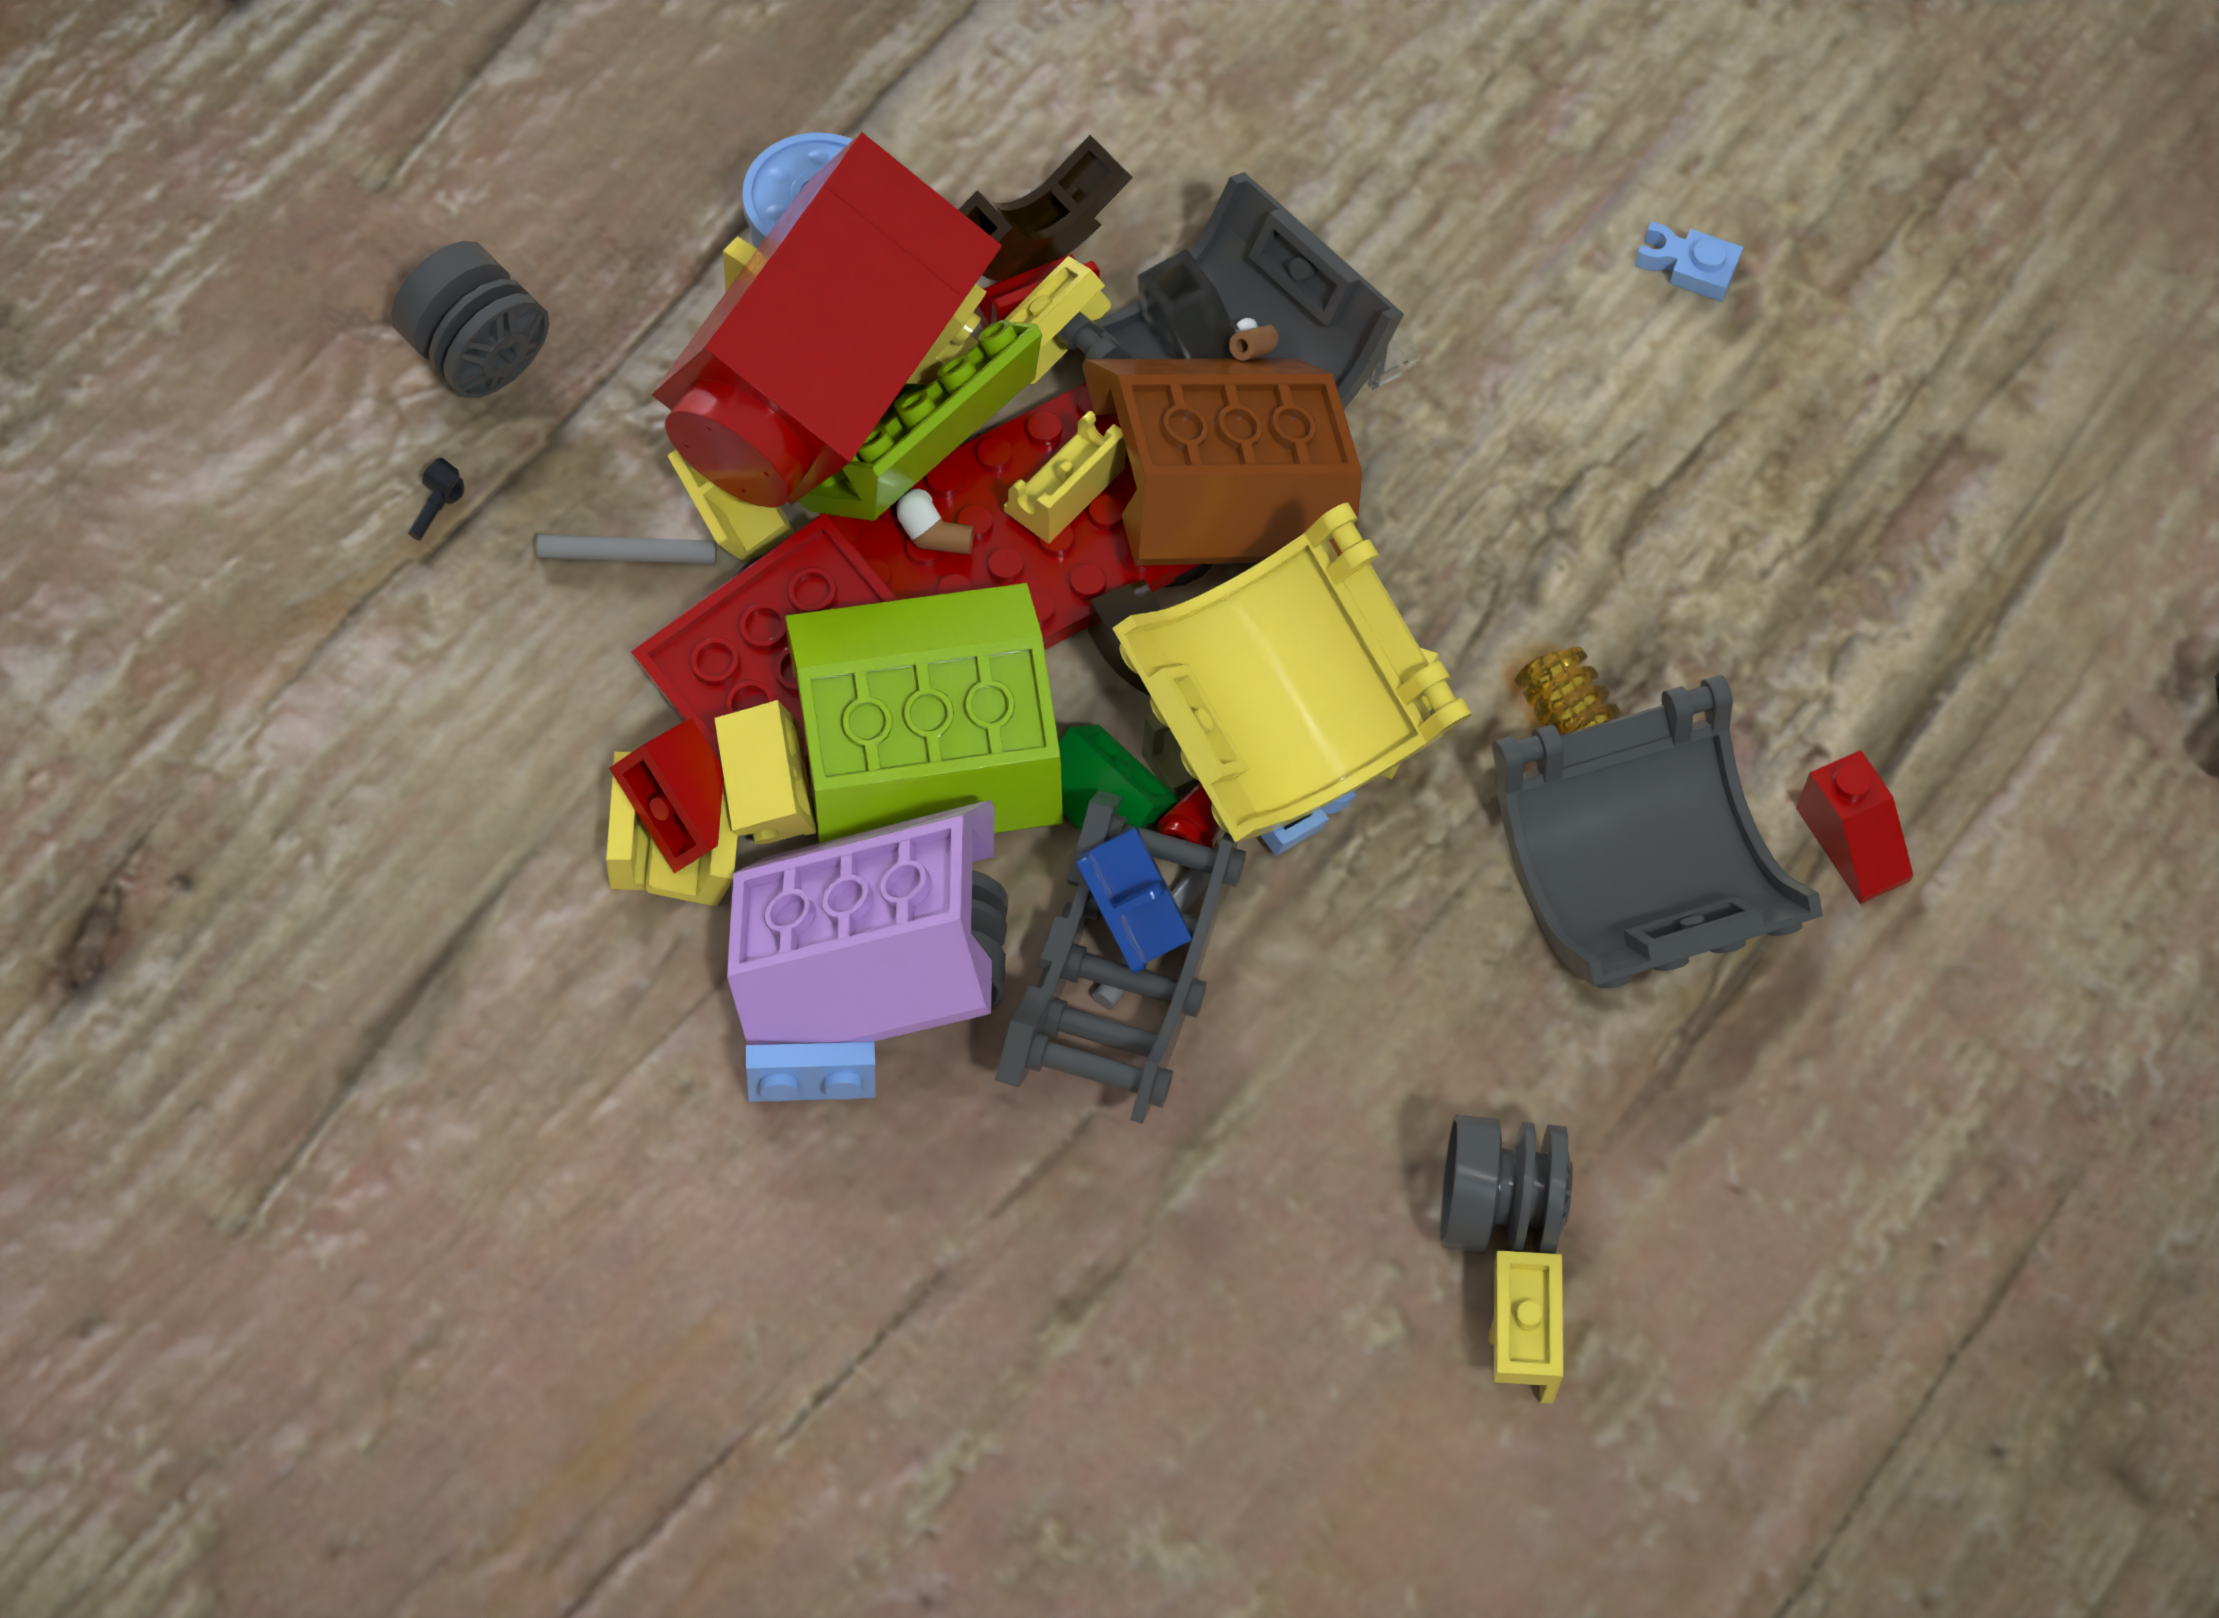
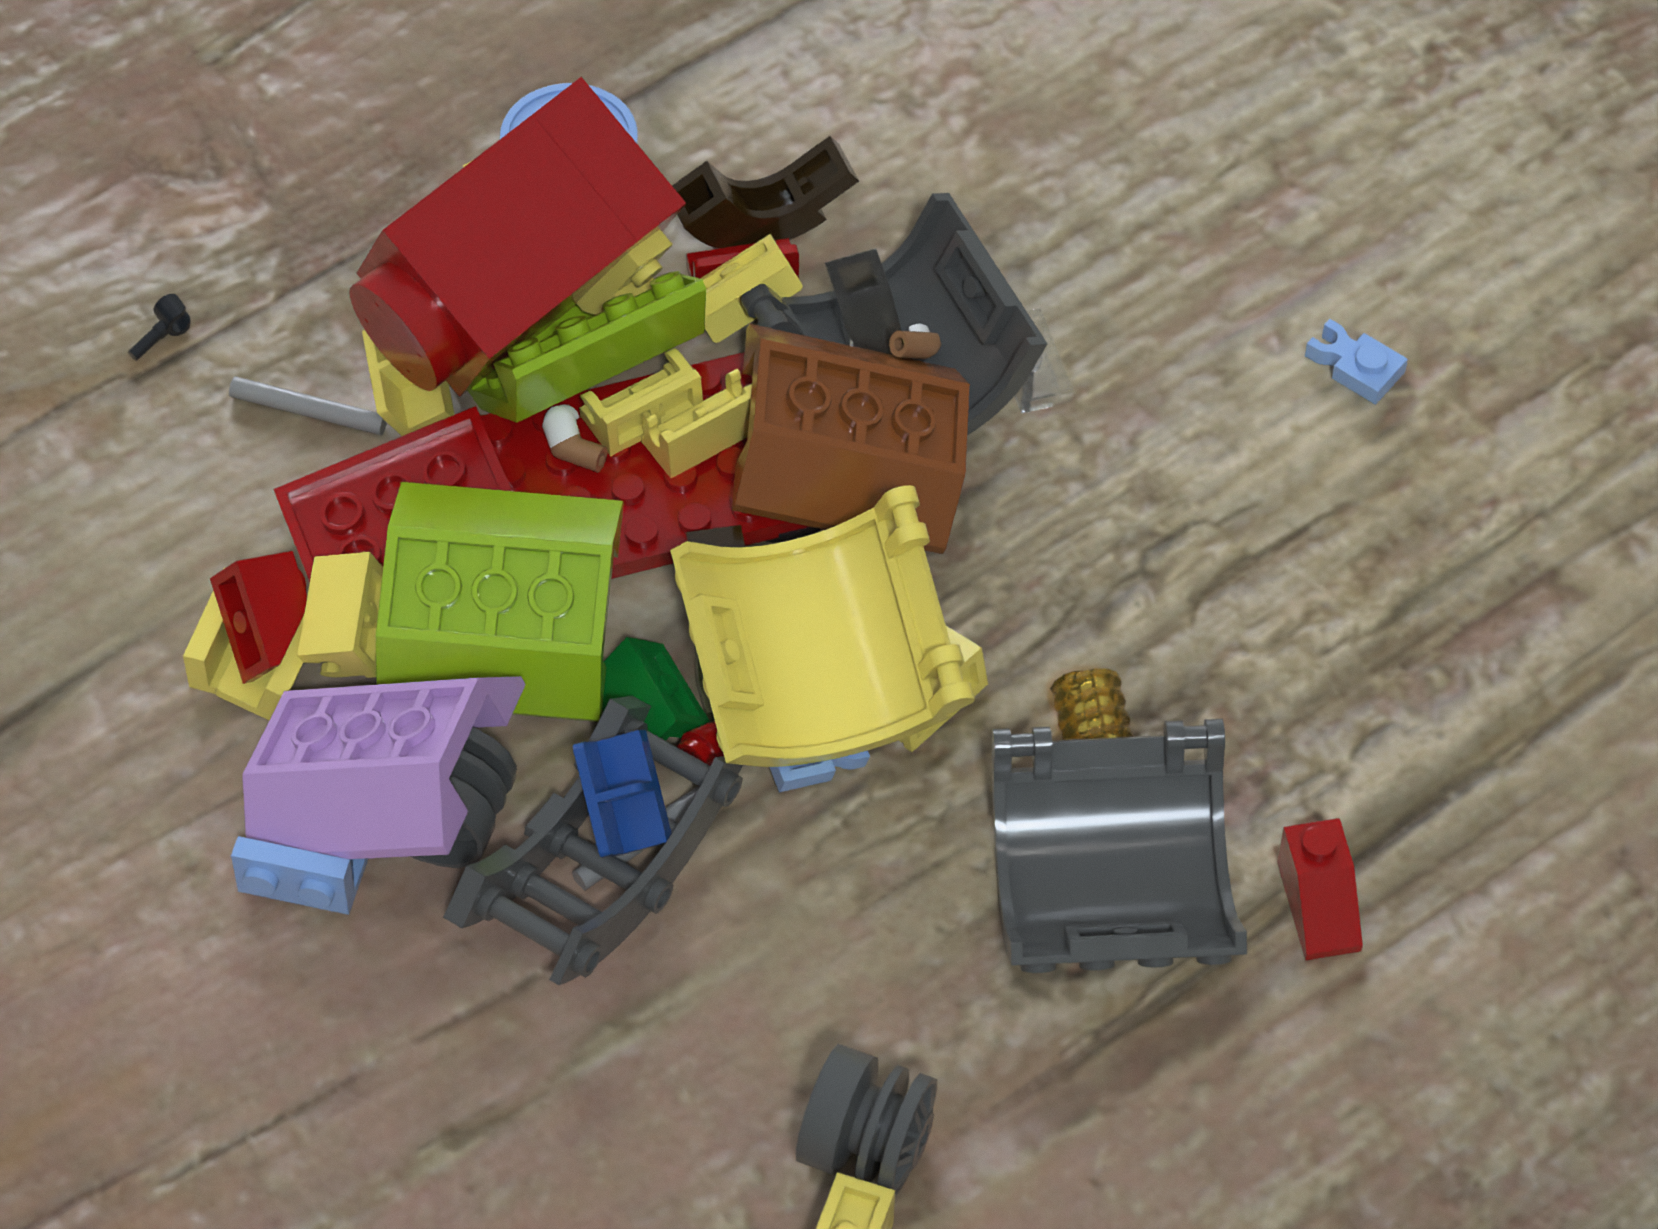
camera: 20 degrees right, 5 degrees down
(470, 319) = (236, 182): dark grey wheel -> none
(981, 482) = (619, 418): none -> light yellow hinge

